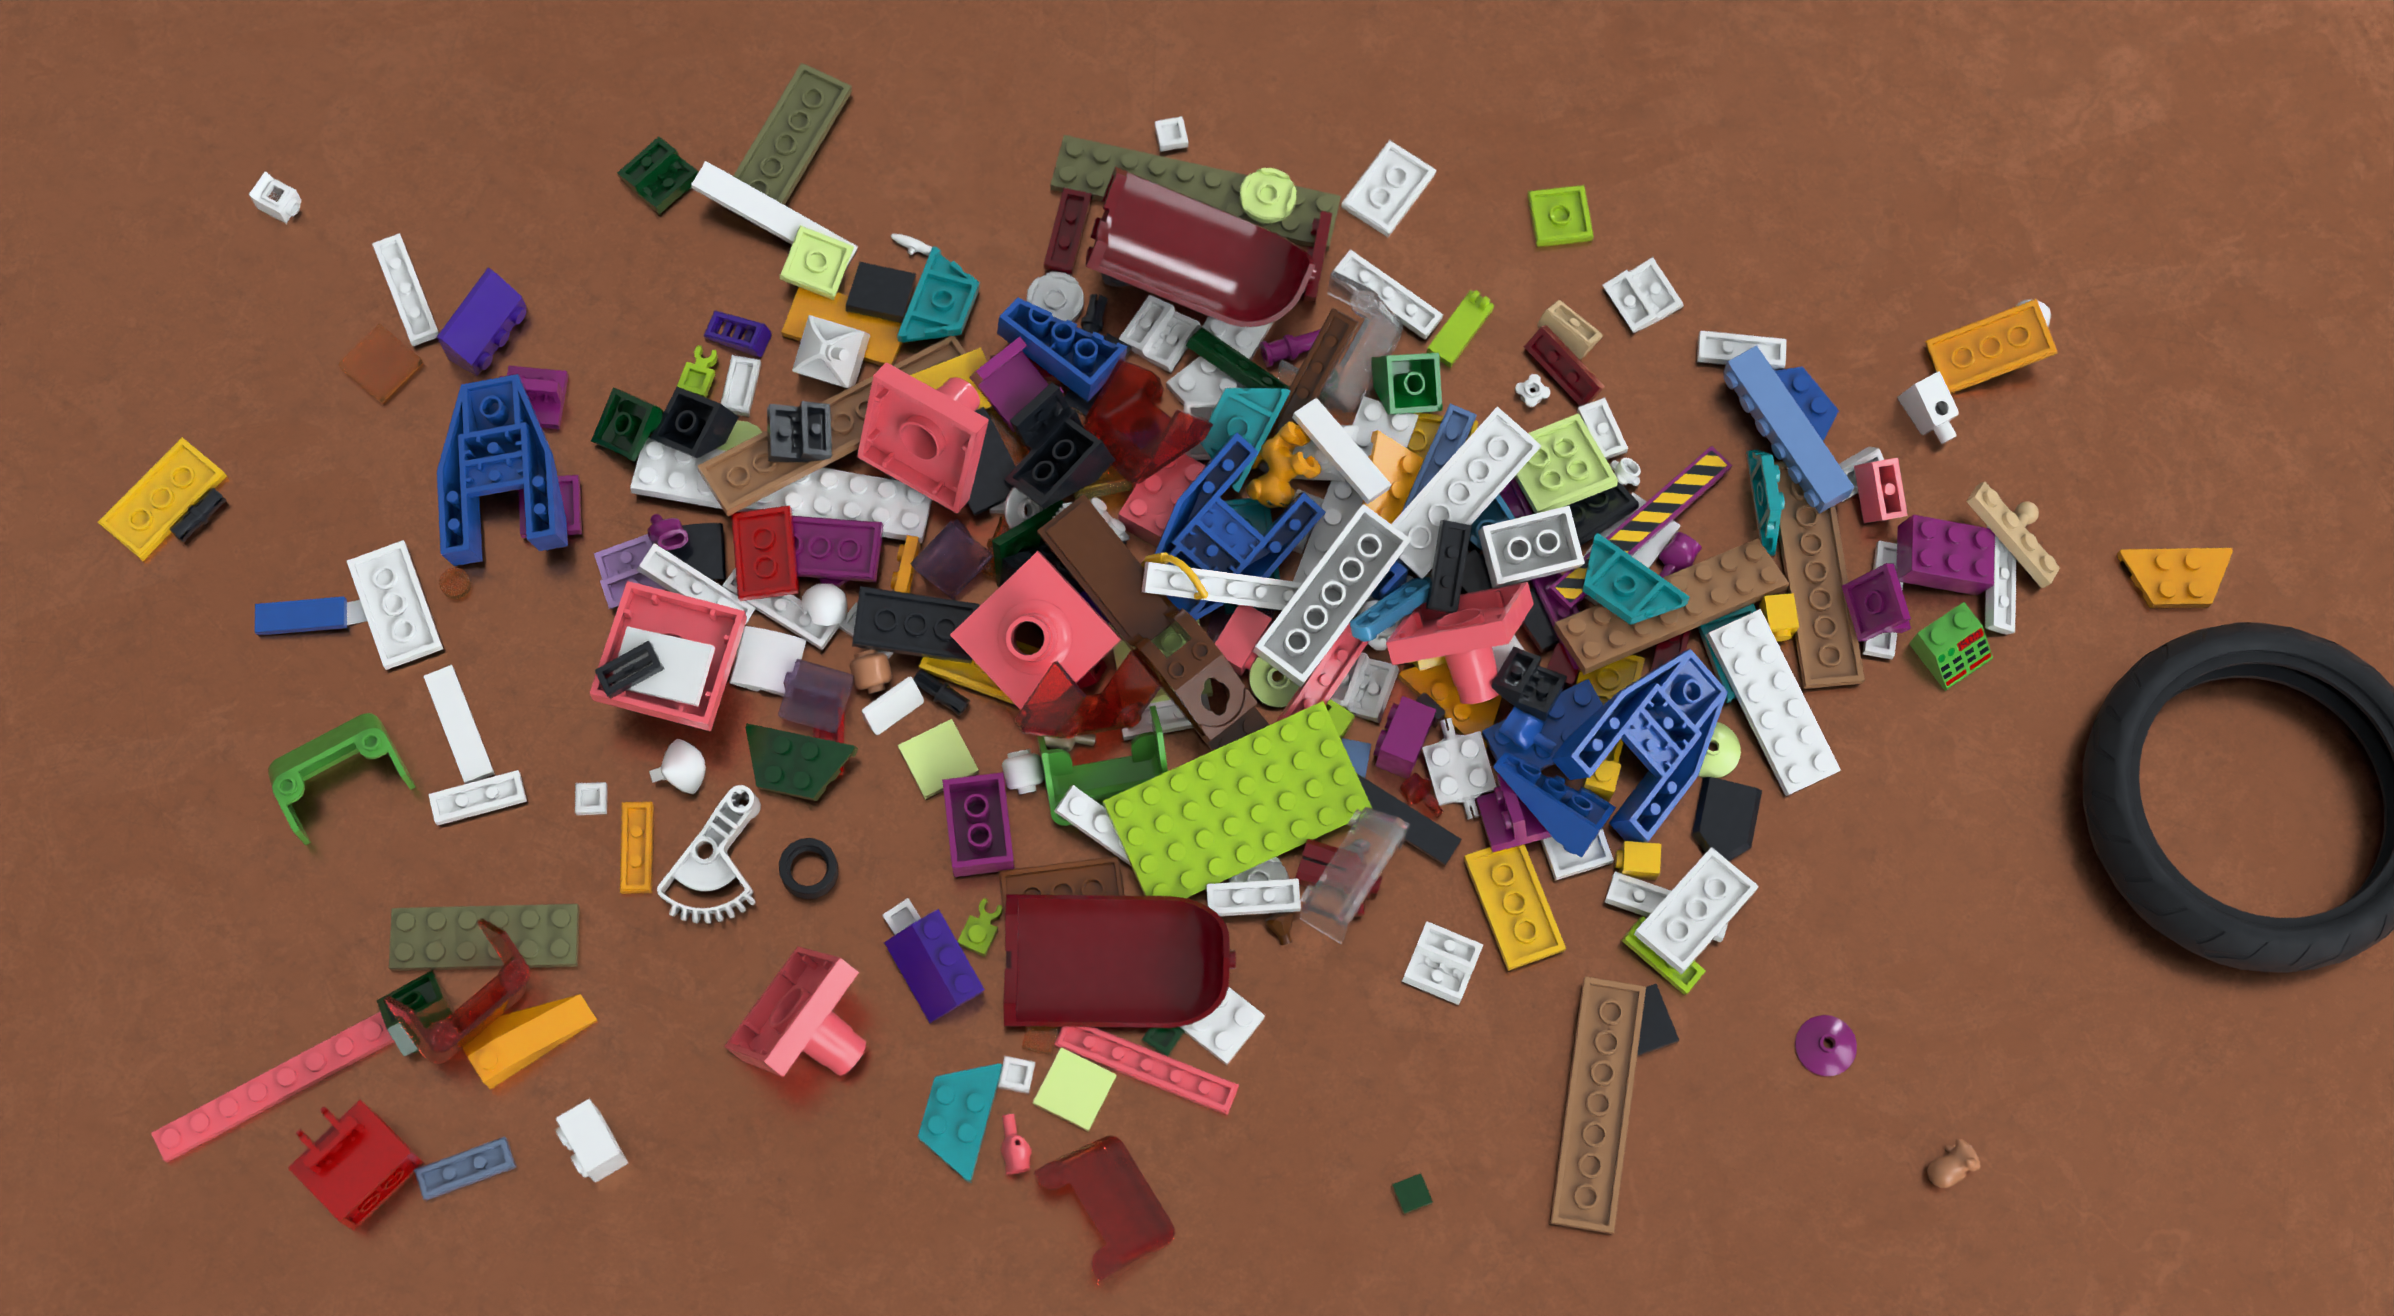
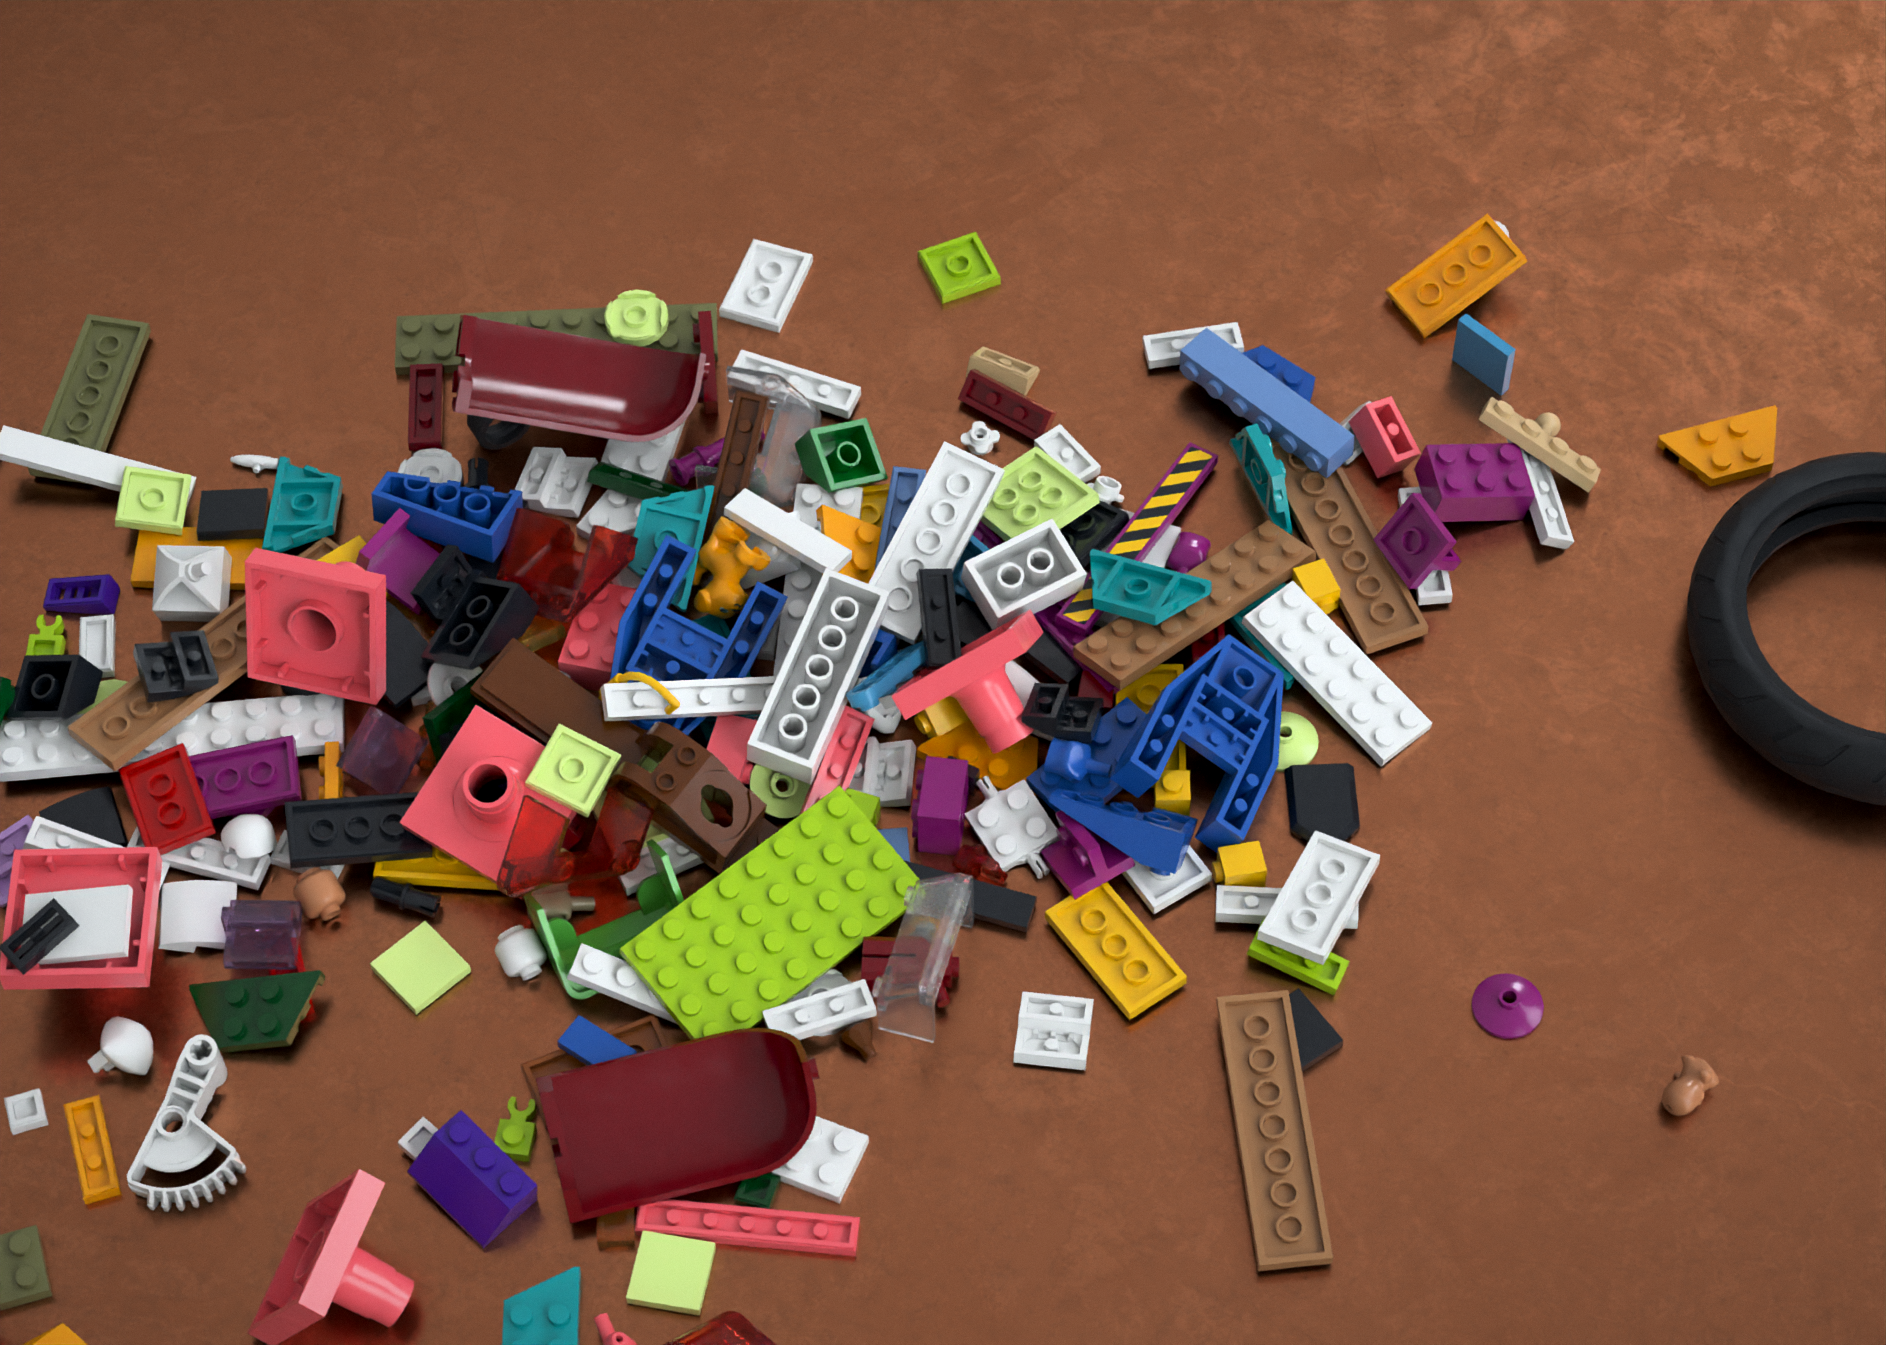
camera: 10 degrees left, 15 degrees down
(667, 532) = (50, 805): magenta piece -> none
(805, 845) = (293, 1093): black tyre -> none
(892, 706) = (353, 924): white slope -> none
(978, 824) = (484, 1018): magenta brick -> none
(1016, 1075) = (599, 1275): white tile -> none
(1062, 873) = (591, 1043): none -> blue tile
(1103, 631) = (573, 770): none -> yellowish green tile
(1171, 134) = (514, 288): white plate -> none
(1412, 1194) = (1091, 1281): dark green tile -> none
(1461, 327) = (886, 395): lime hinge -> none
(1643, 295) = (1071, 320): white slope -> none
(1931, 407) = (1411, 346): white torso -> none
(1953, 646) = (1512, 570): bright green slope -> none
(1991, 432) = (1483, 354): none -> dark azure tile

